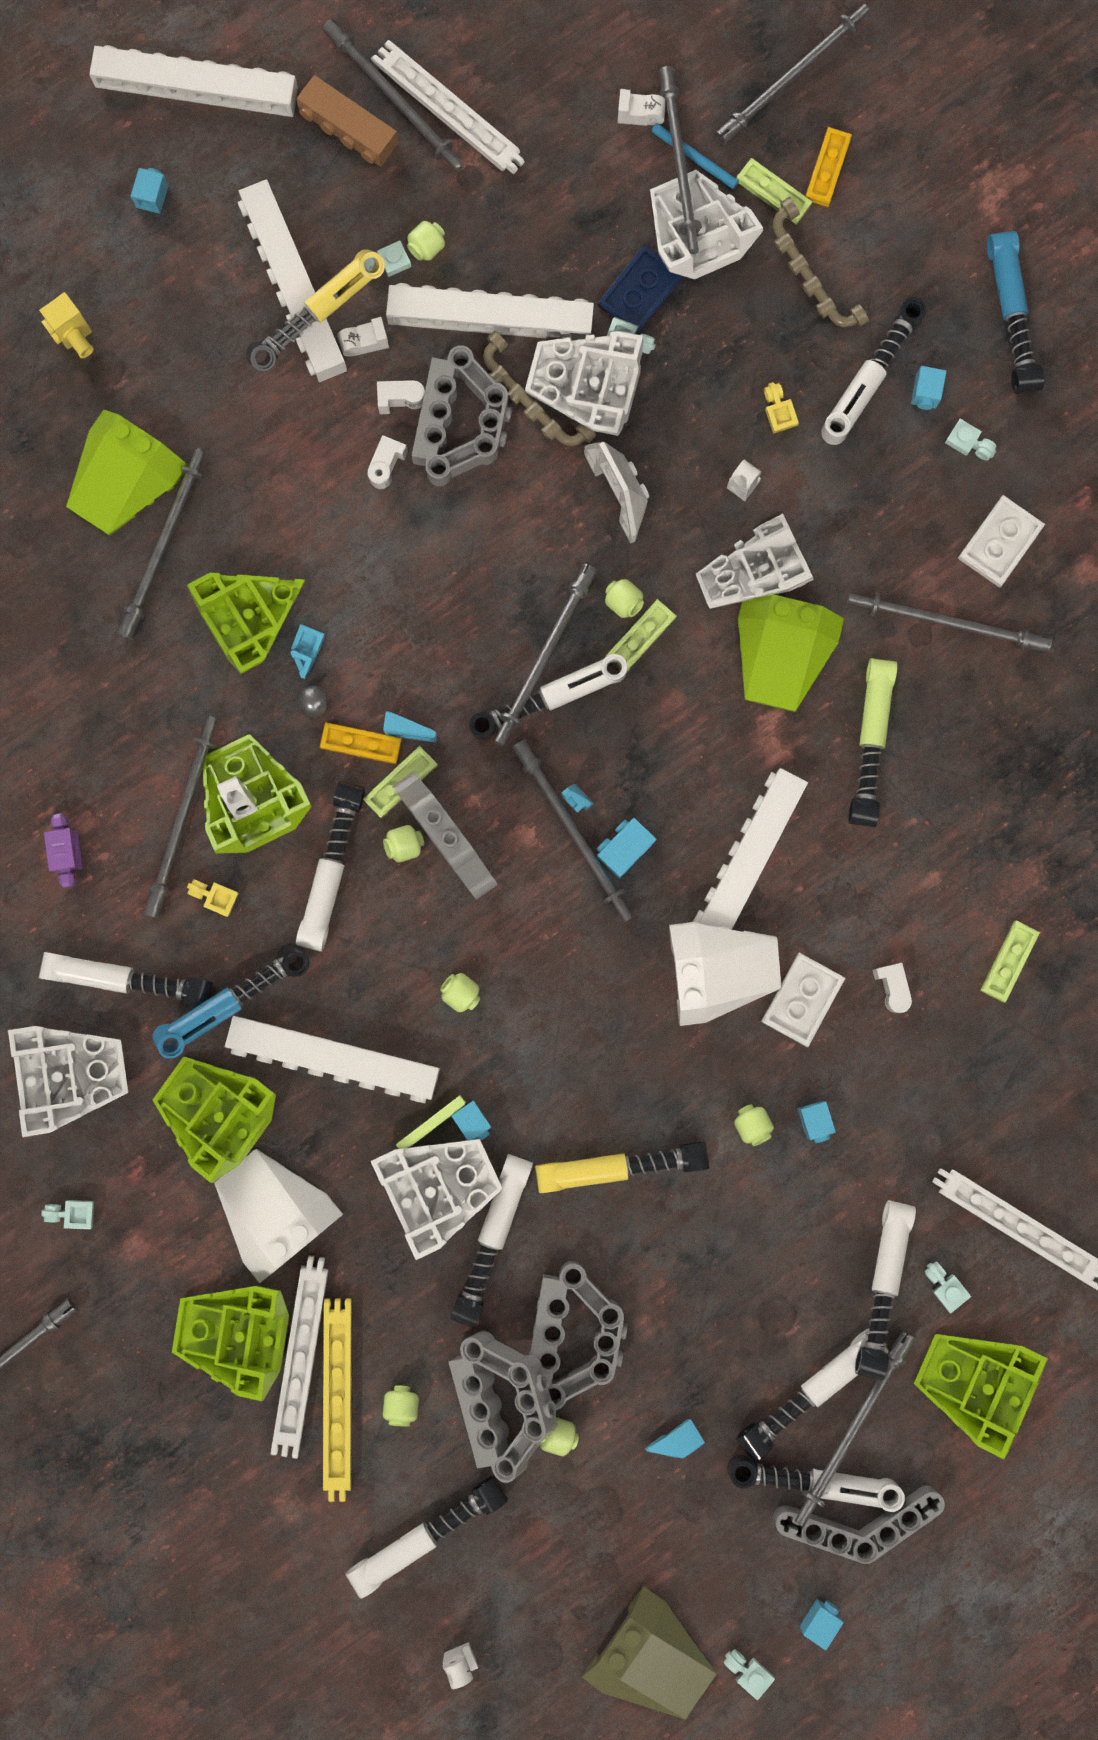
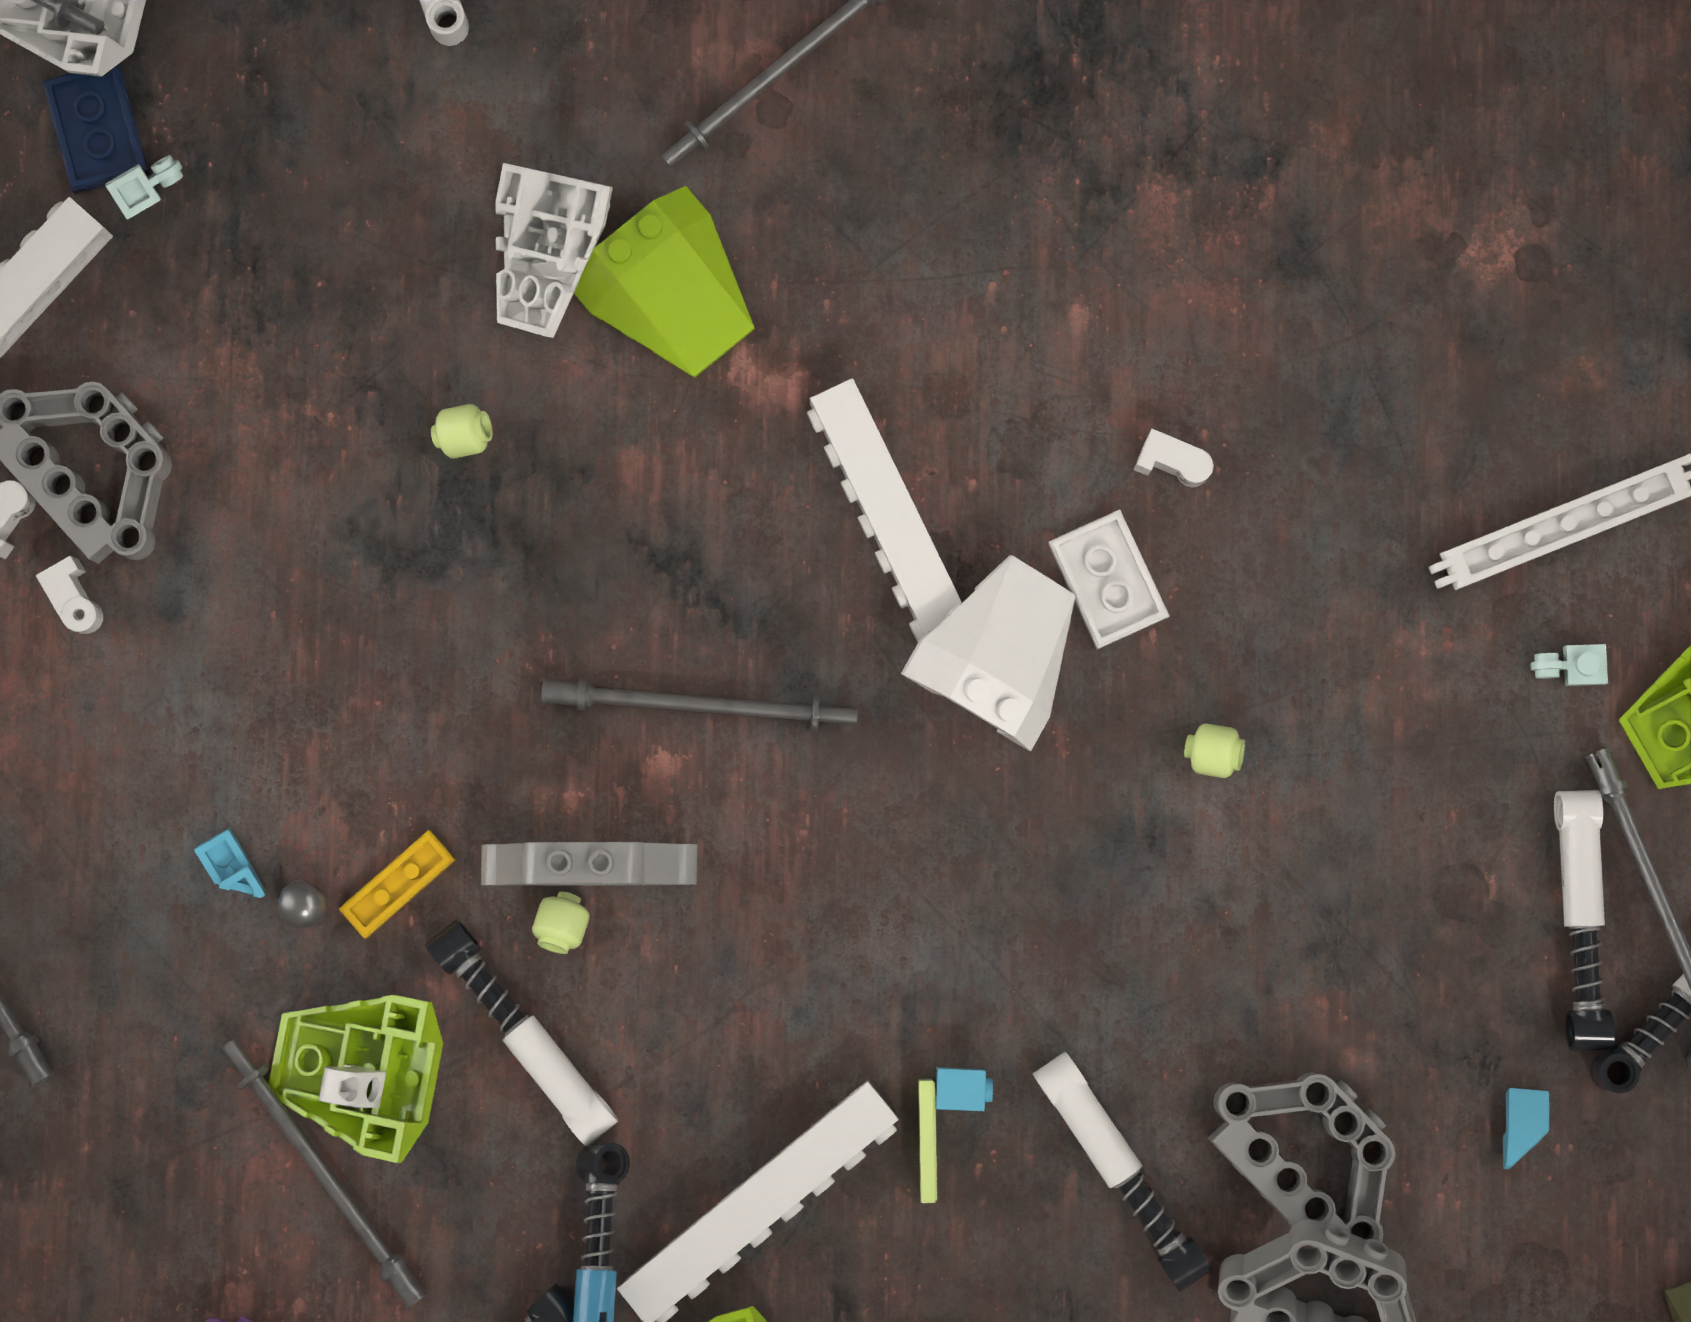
camera: 50 degrees left, 0 degrees up
(218, 899) = (459, 1200): light yellow plate -> none
(244, 613) = (128, 909): lime wedge -> none
(383, 796) = (483, 903): yellowish green tile -> none
(403, 728) = (419, 817): medium azure slope -> none
(436, 1189) = (1012, 1192): white wedge -> none
(460, 992) = (794, 987): yellowish green head -> none
(518, 394) = (145, 368): dark tan bar -> none
(556, 693) = (515, 607): white piece -> none
(562, 1439) = (1421, 1260): yellowish green head -> none
(576, 798) = (663, 670): medium azure slope -> none
(578, 591) = (410, 479): flat silver bar -> none
(588, 378) = (158, 272): white wedge -> none
(617, 1167) = (1145, 954): piece -> none
(623, 482) = (319, 326): white wedge -> none
(625, 847) = (767, 656): medium azure brick -> none
(643, 634) = (523, 445): yellowish green tile -> none
(744, 480) = (427, 178): white leg -> none
(781, 414) = (379, 74): light yellow plate -> none
(816, 1121) = (1266, 672): medium azure brick -> none
(880, 682) = (795, 200): piece -> none
(897, 1223) = (1456, 666): piece -> none
(1009, 961) = (1244, 299): yellowish green tile -> none

